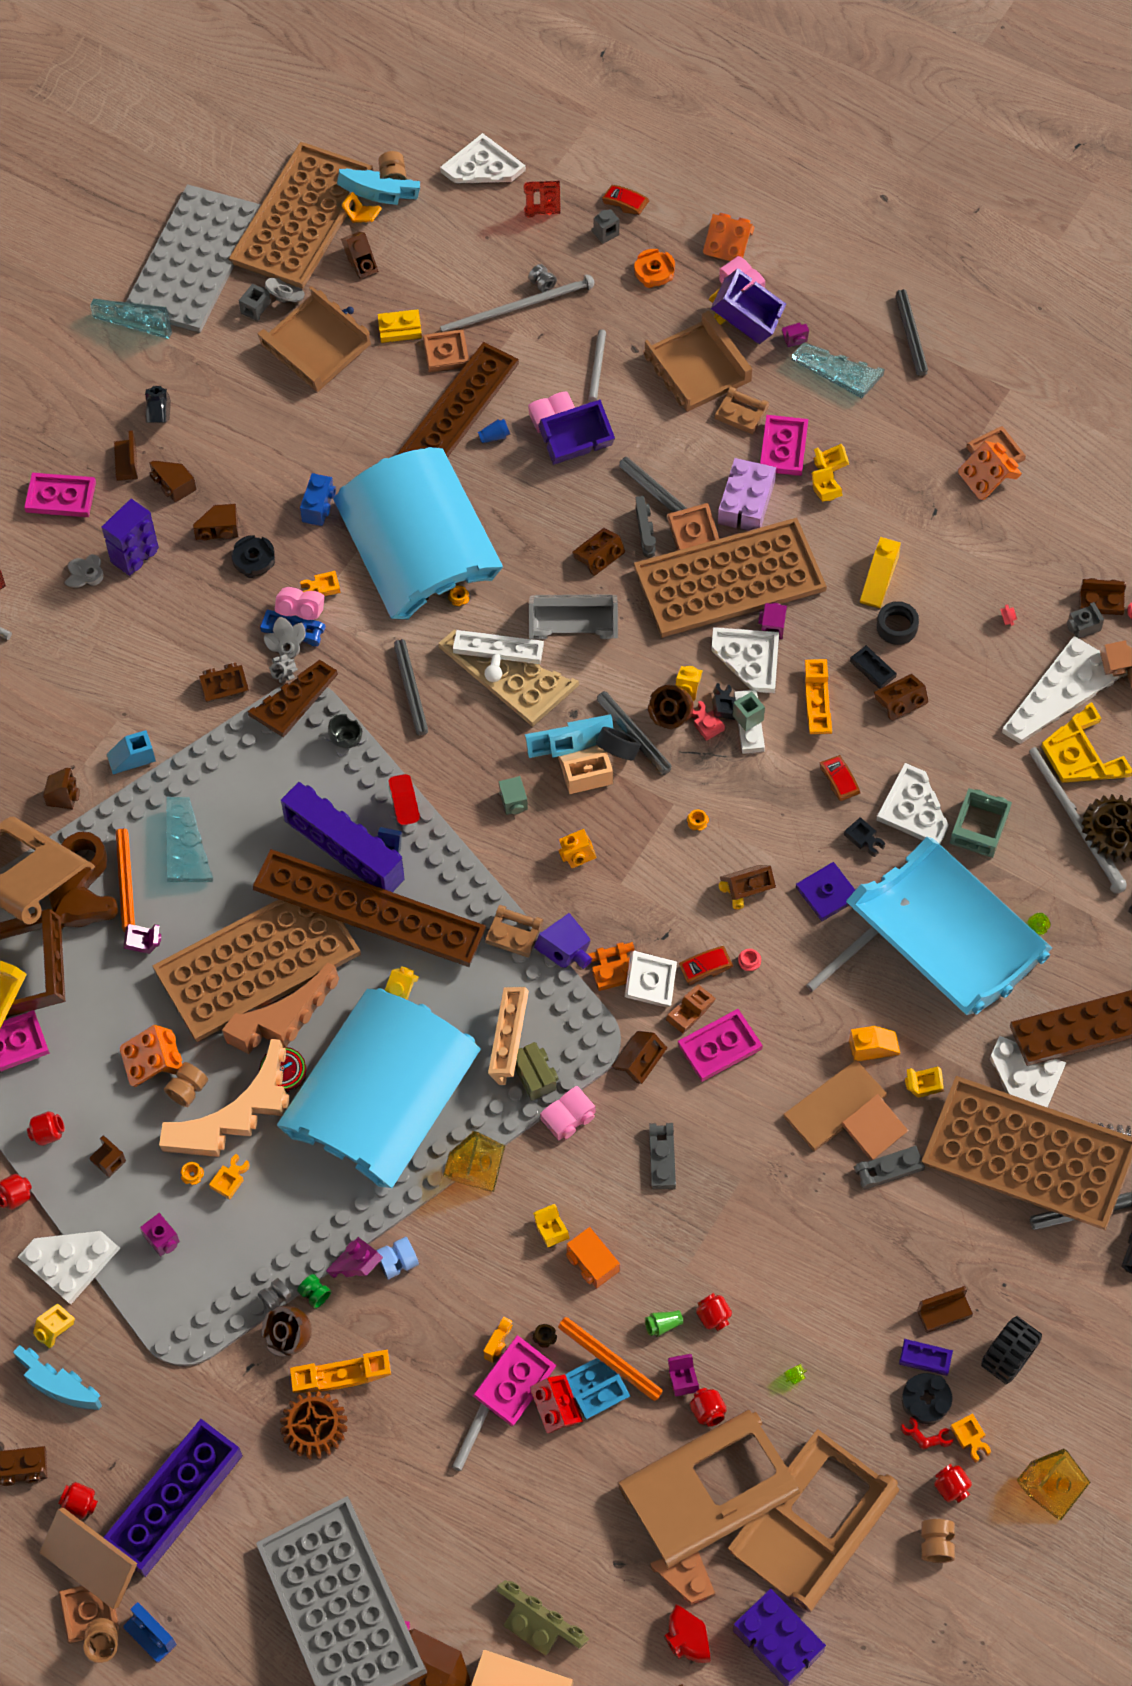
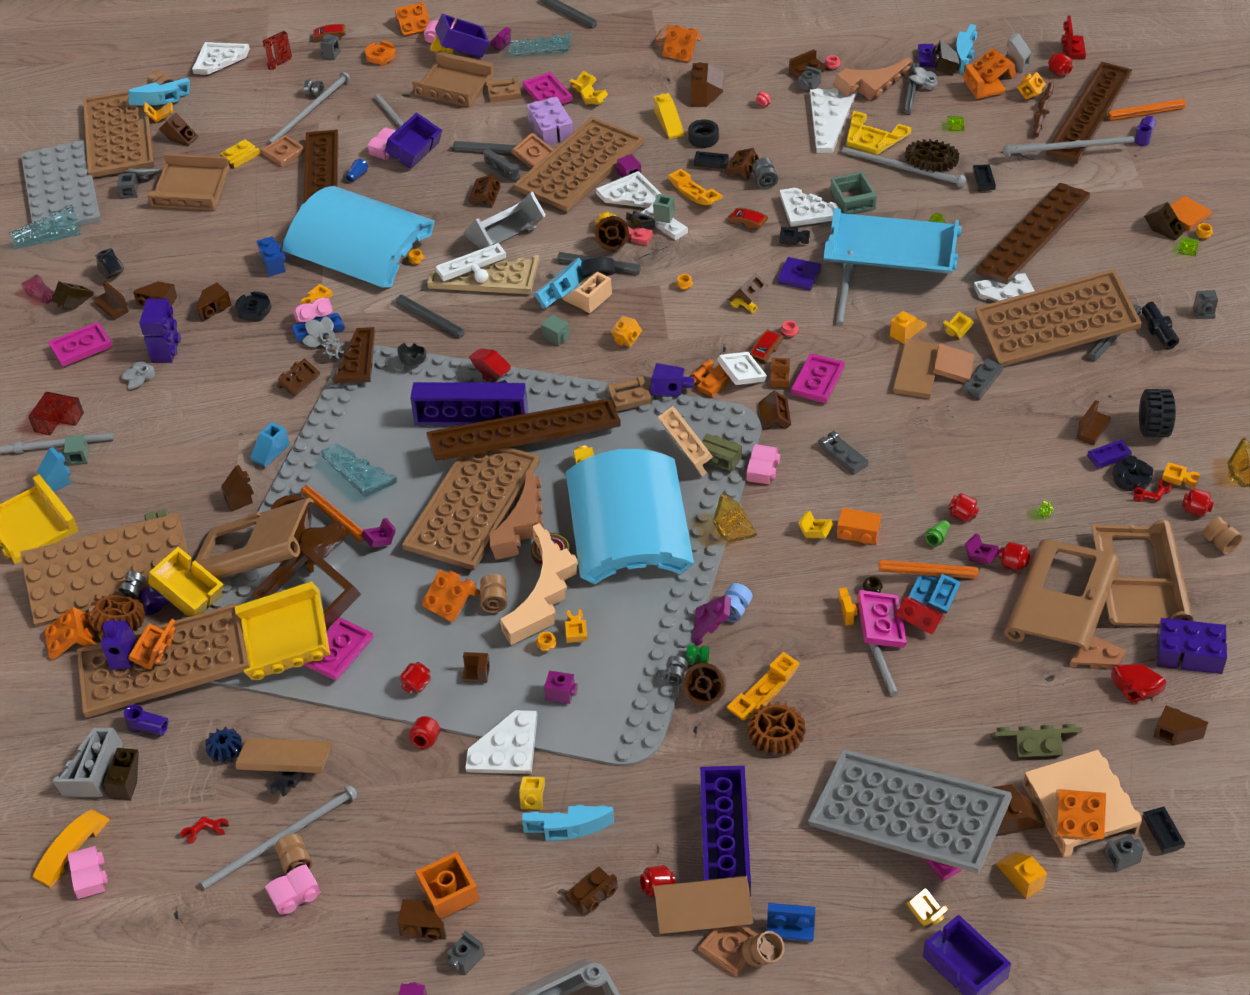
camera: 35 degrees left, 15 degrees down
(72, 389) = (36, 287): none -> clear pink piece
(96, 423) = (70, 295): none -> dark brown slope
(910, 728) = (765, 173): none -> dark grey wheel
(964, 548) = (705, 84): none -> reddish brown wedge

